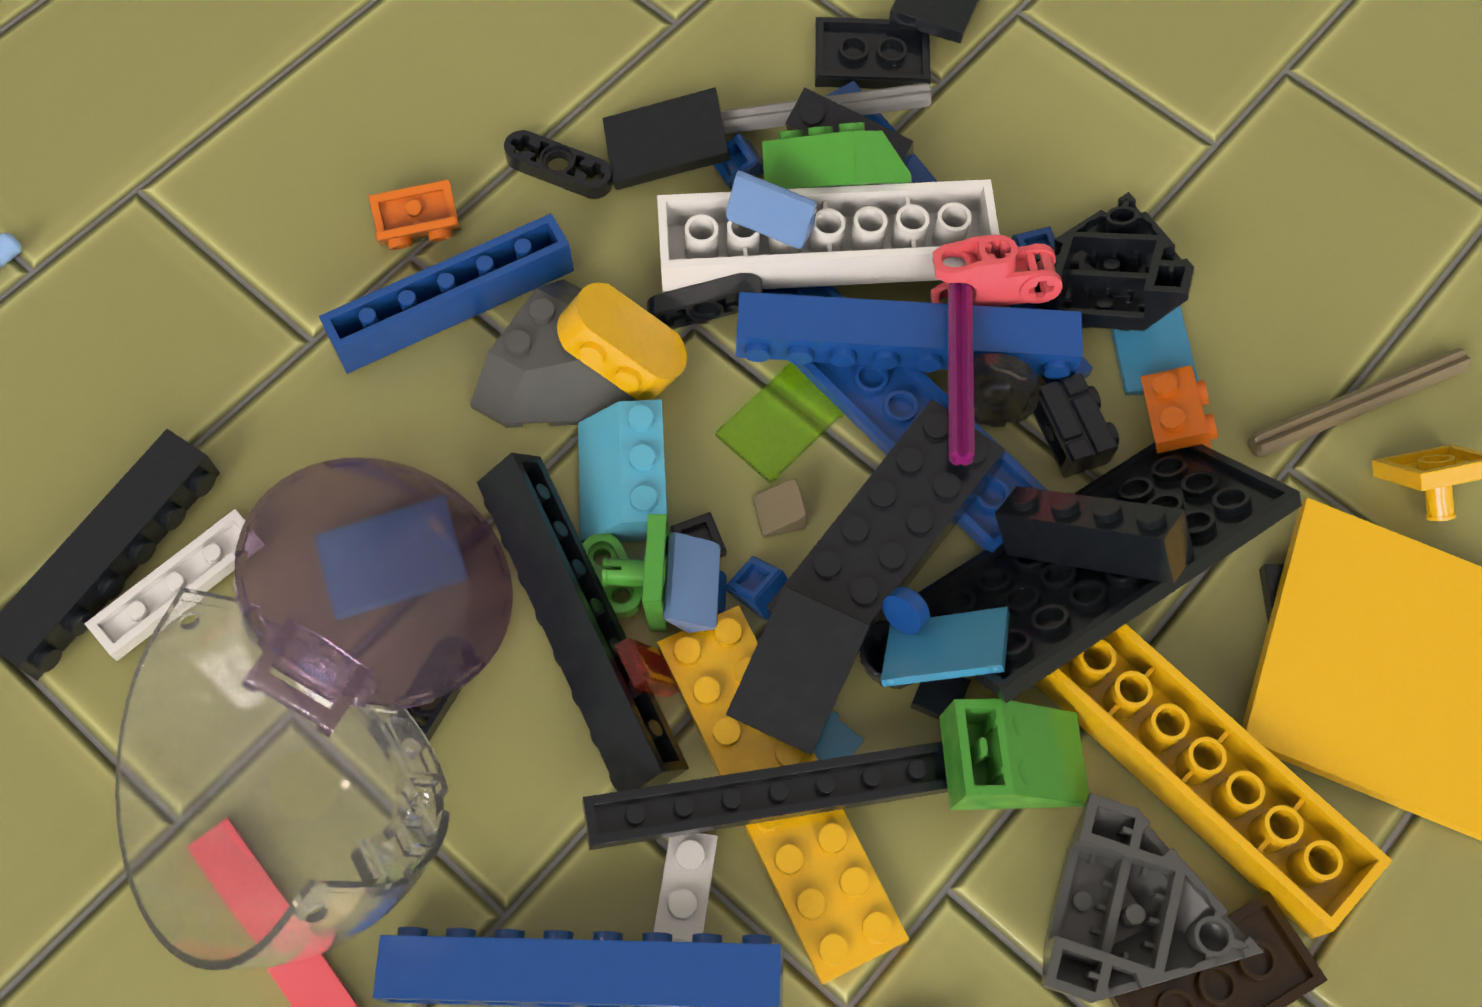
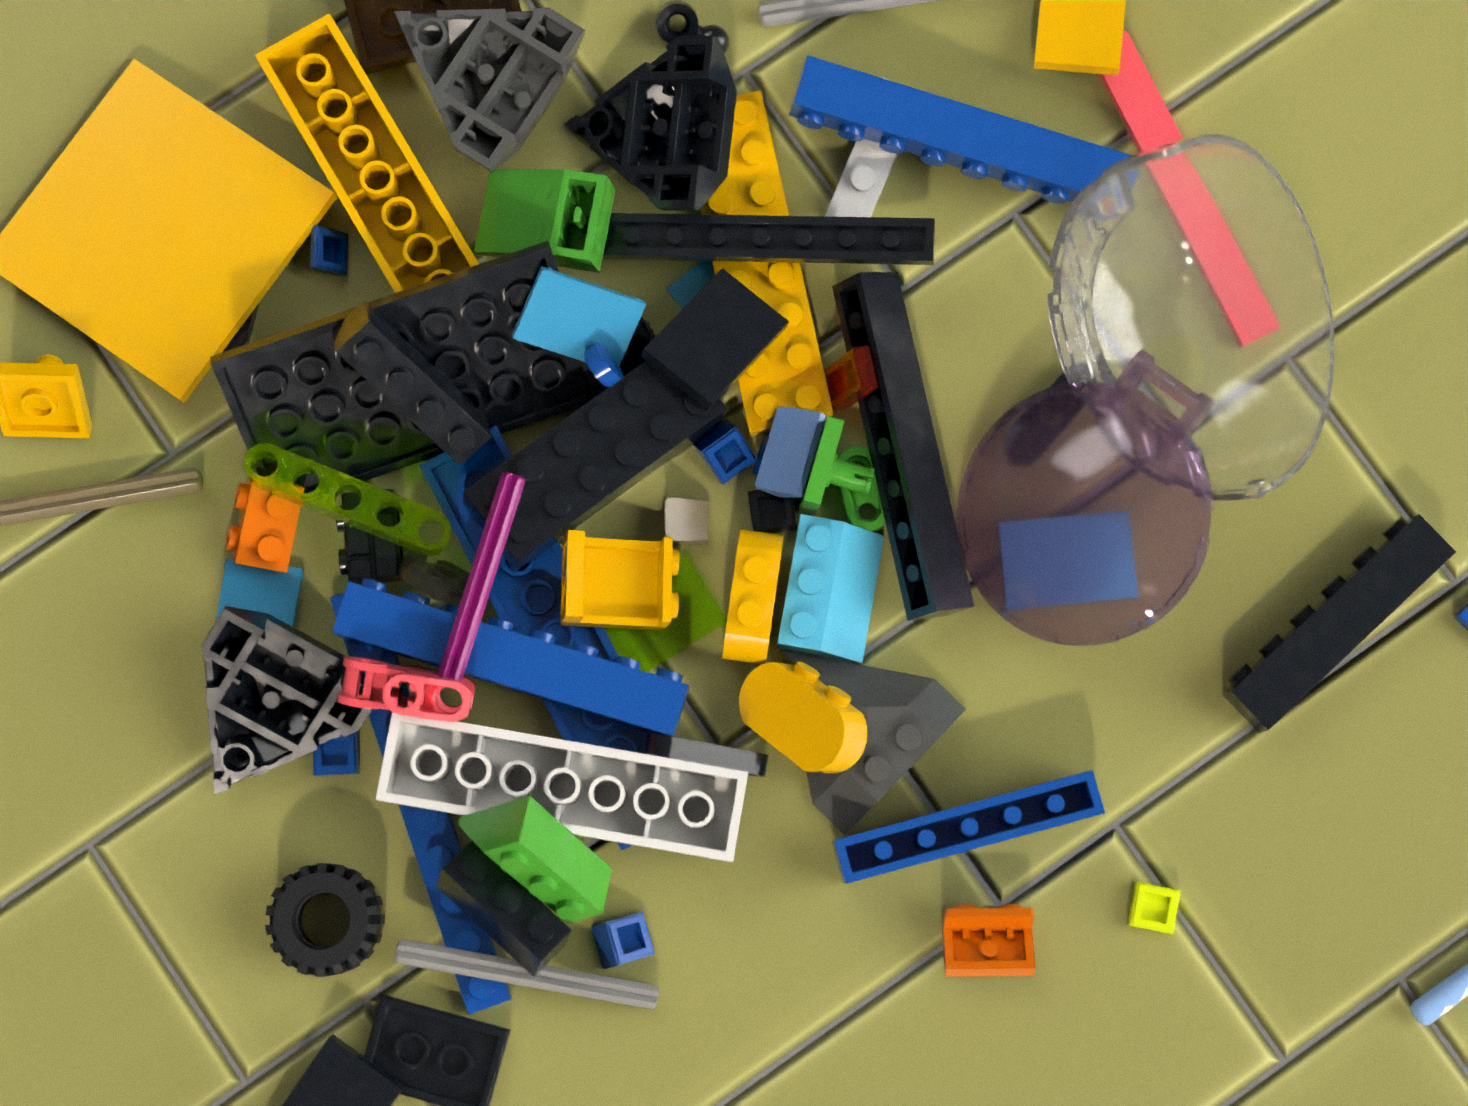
camera: 165 degrees left, 15 degrees up
(141, 608) = (1271, 577): white plate -> none
(267, 278) = (1154, 907): none -> neon yellow tile
(546, 151) = (855, 992): black beam -> none
(666, 138) = (698, 979): black tile -> none
(696, 444) = (752, 596): none -> yellow brick
(771, 210) = (622, 800): medium blue slope -> none
(829, 429) = (618, 582): none -> yellow panel
(912, 893) = (668, 124): none -> black wedge
(1001, 91) = (287, 913): none -> black tyre
(1130, 415) = (333, 483): none -> clear neon green beam
(1224, 686) = (329, 250): none -> blue slope

